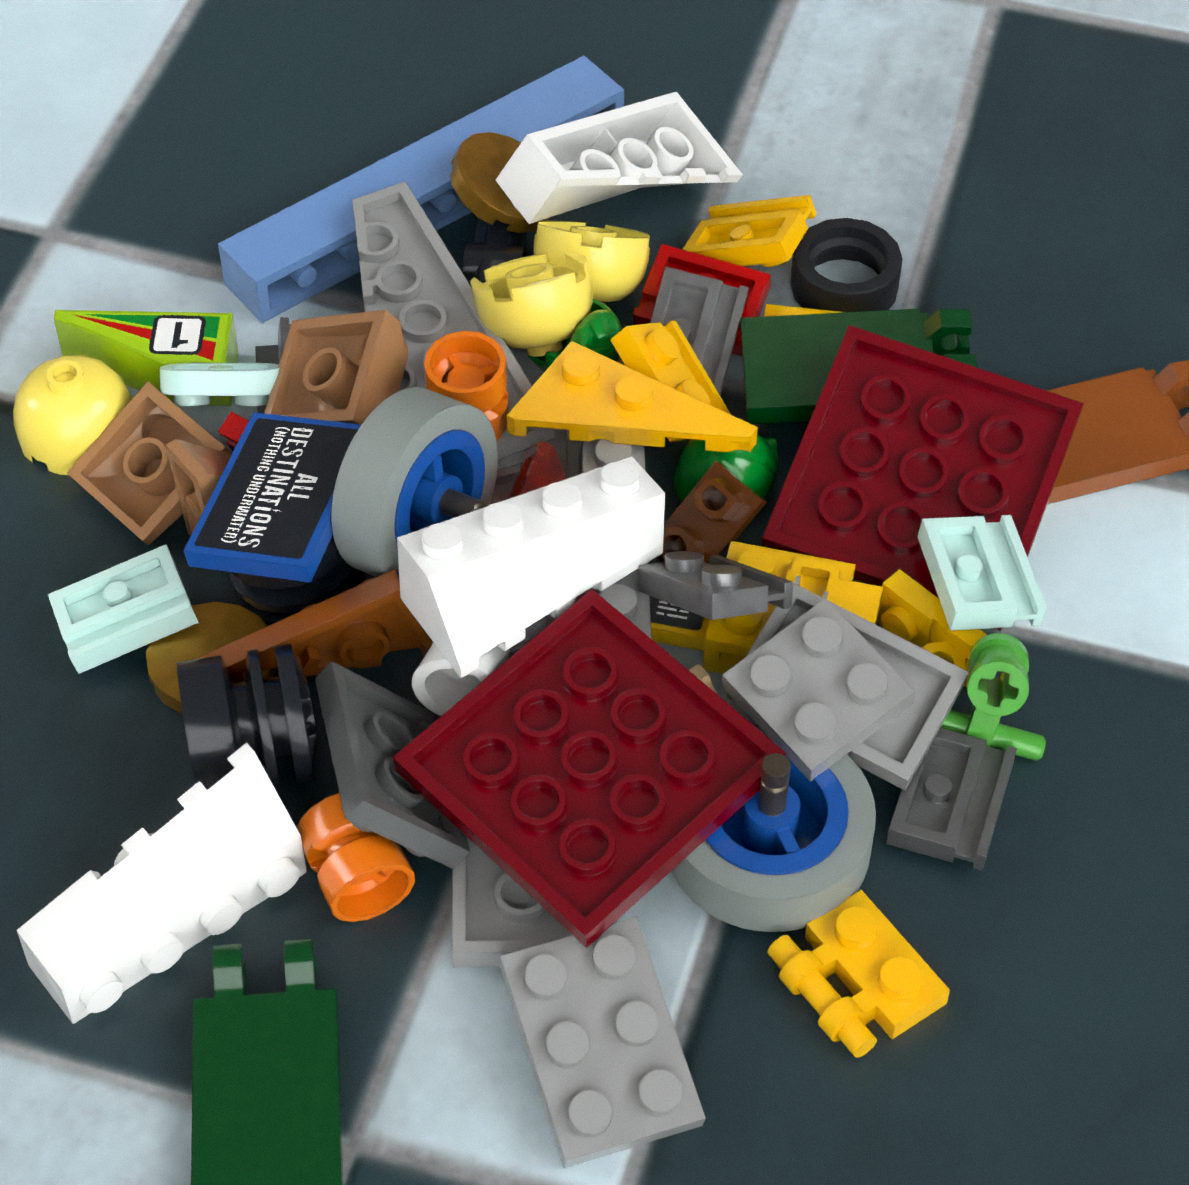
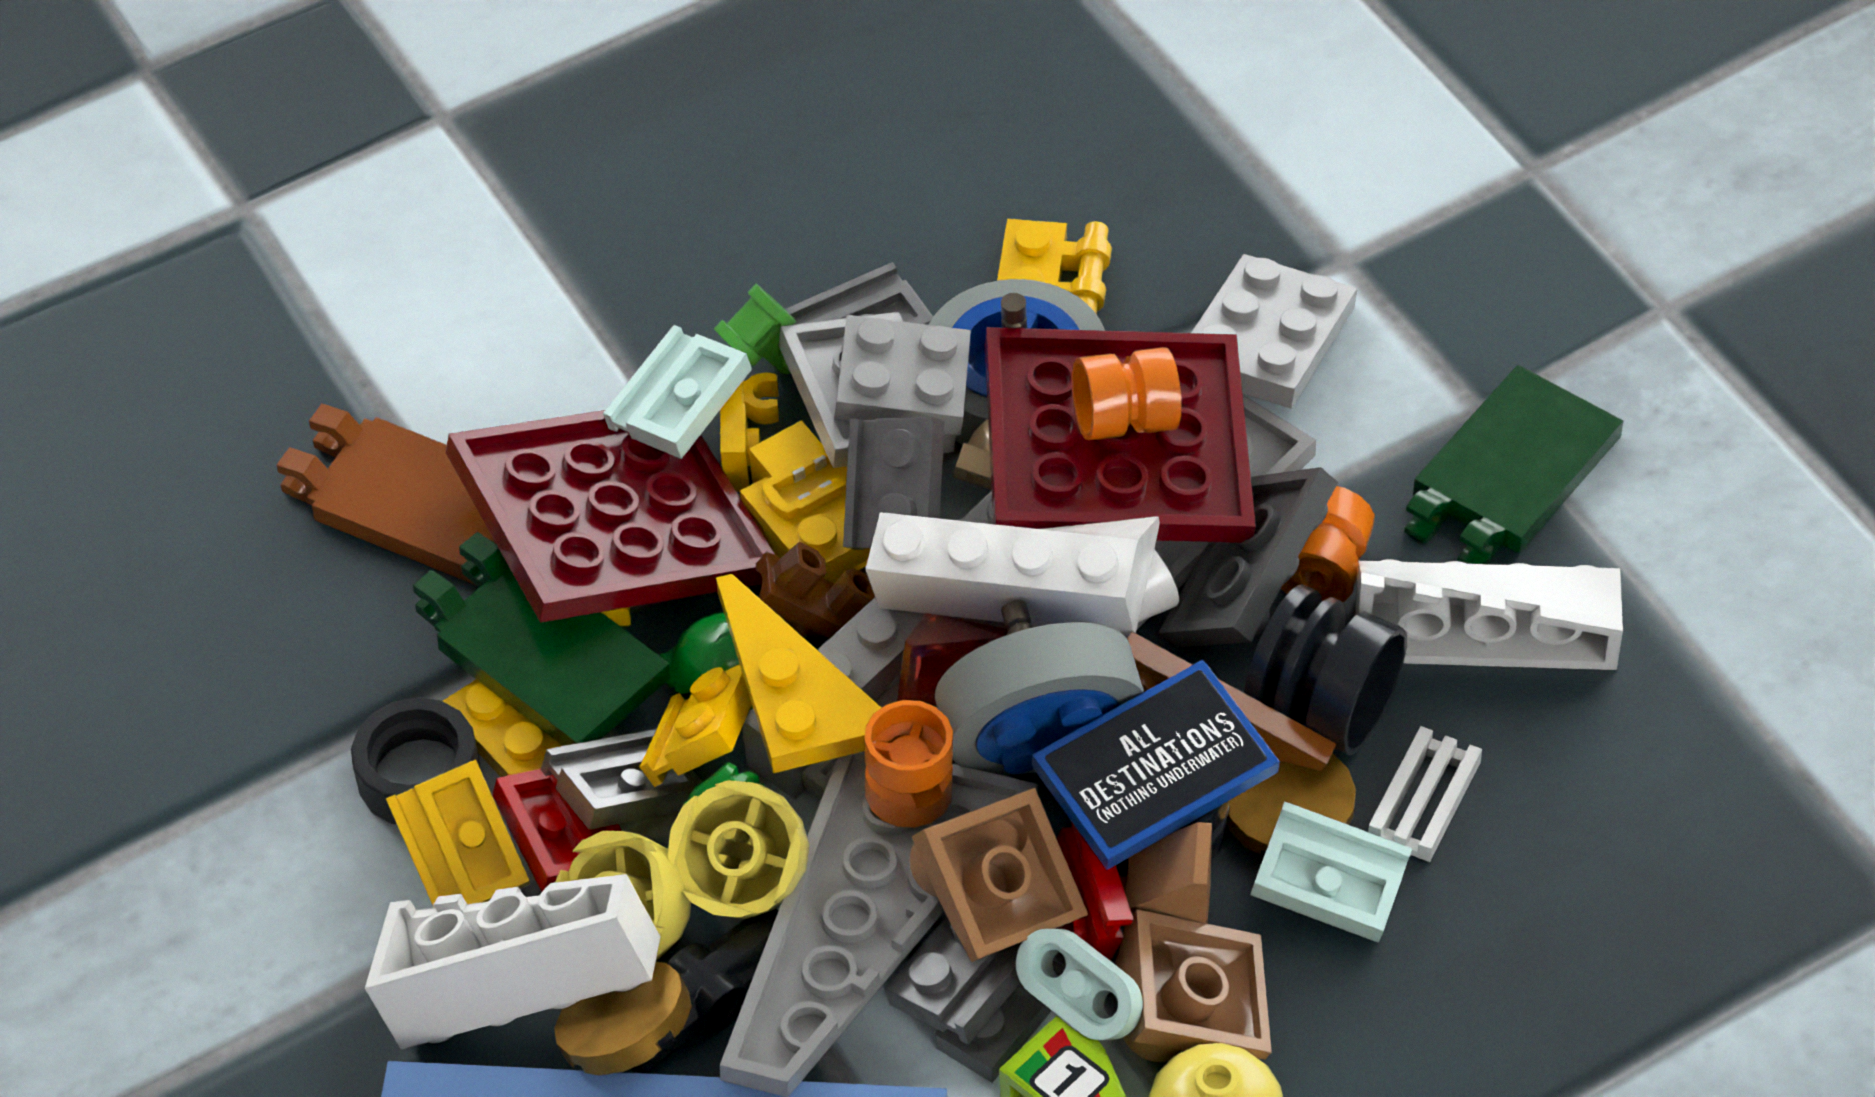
camera: 135 degrees left, 0 degrees up
(98, 695) = (1442, 754): none -> white tile
(593, 731) = (1137, 392): none -> orange wheel

